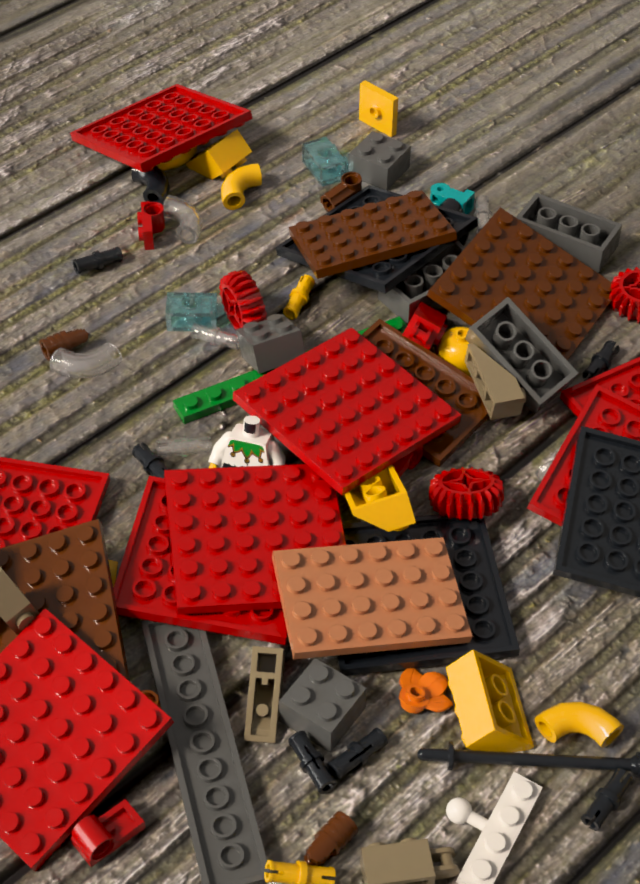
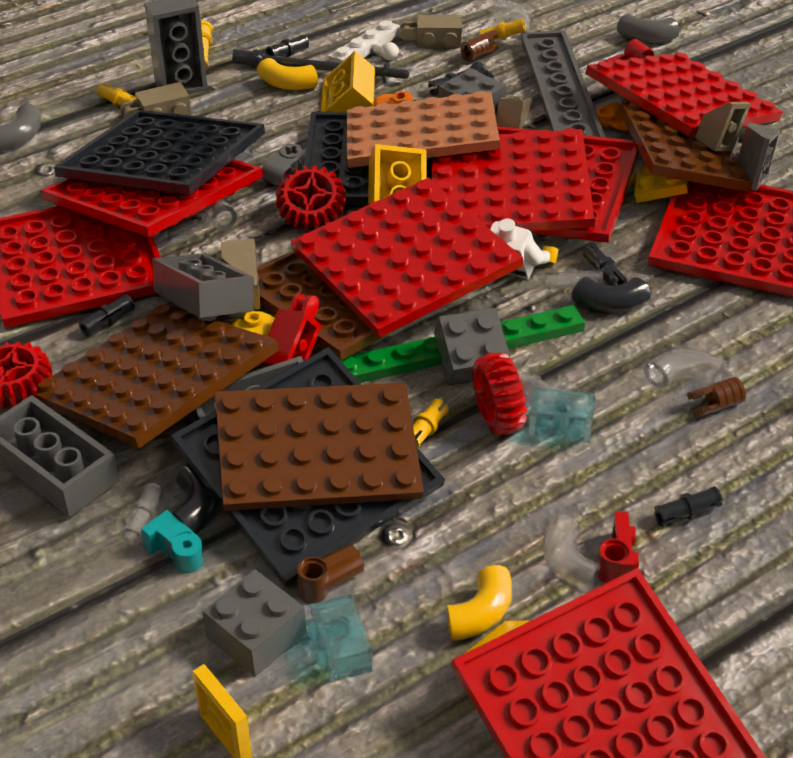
camera: 170 degrees left, 5 degrees down
(147, 424) = (611, 297): none -> black cylinder
(516, 555) = (282, 162): none -> dark grey piece

